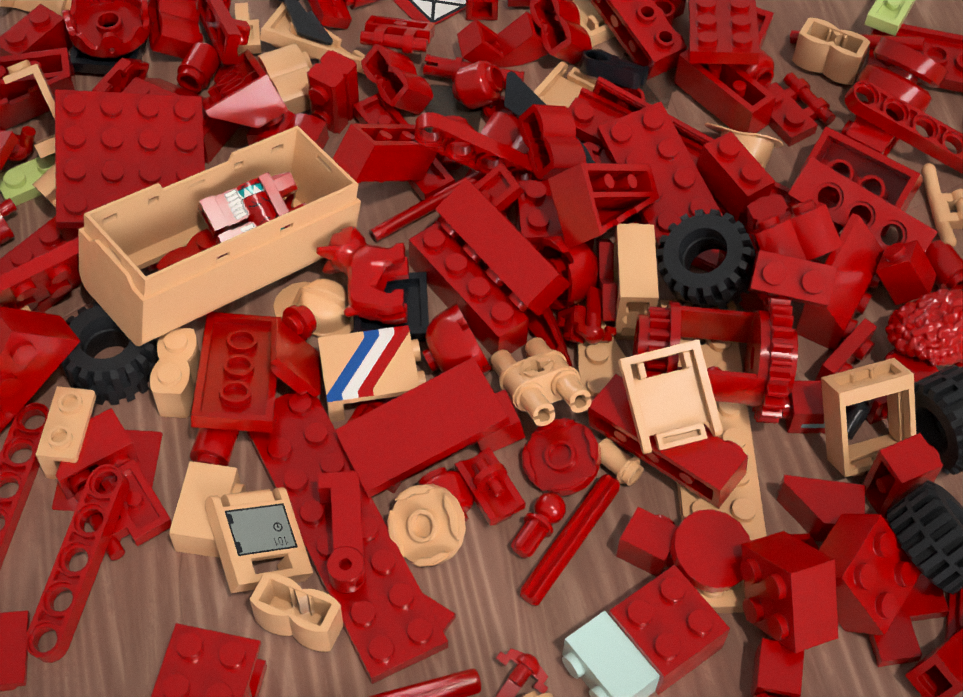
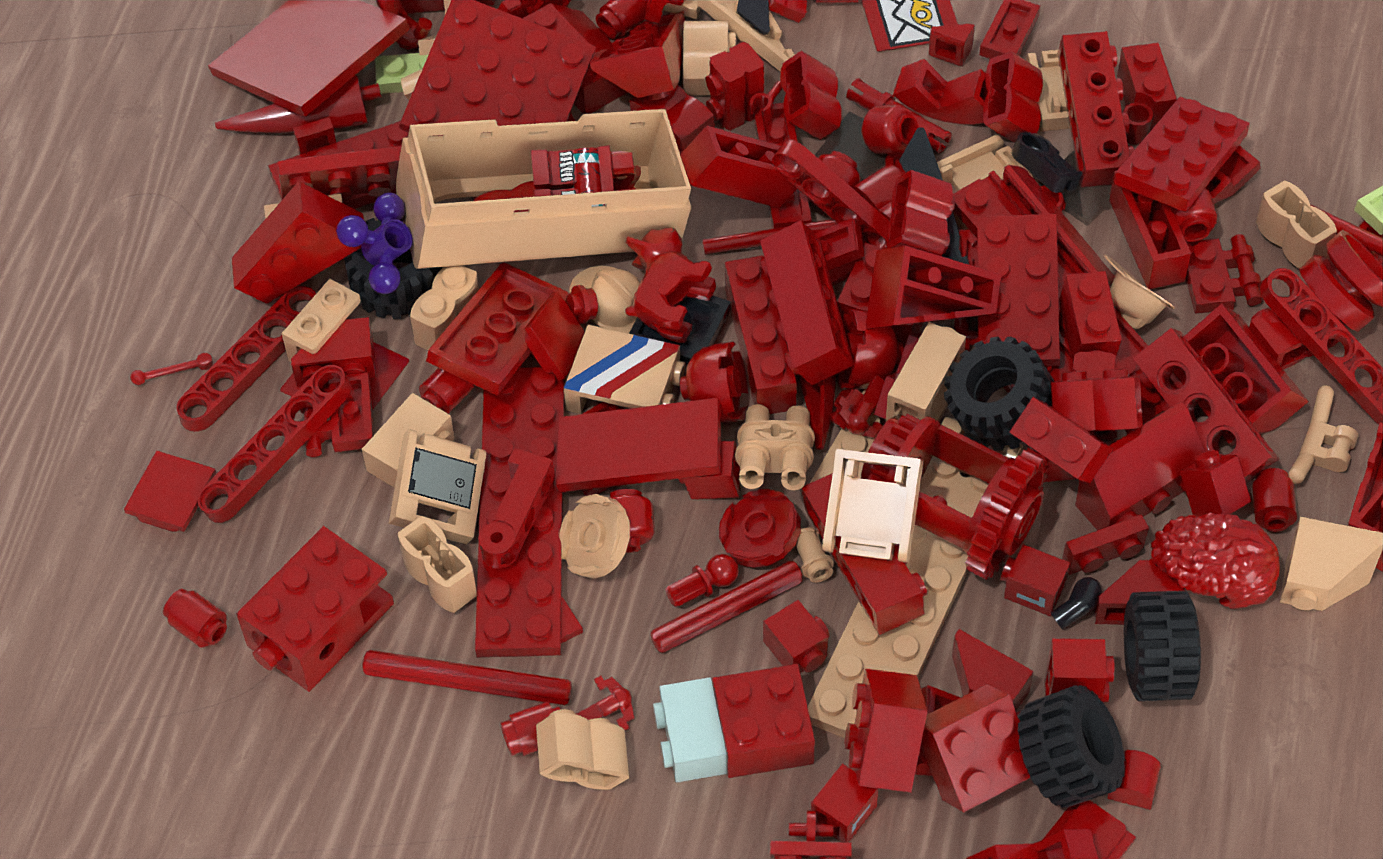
camera: 30 degrees right, 0 degrees up
(97, 335) = (383, 243): none -> dark purple piece
(363, 96) = (765, 101): none -> red hand
(398, 33) = (841, 46): red plate -> none
(490, 487) = (673, 528): red hips -> none
(709, 550) = (837, 661): red tile -> none
(860, 385) = (1076, 571): light nougat window -> none
(900, 641) = (985, 823): red tile -> none

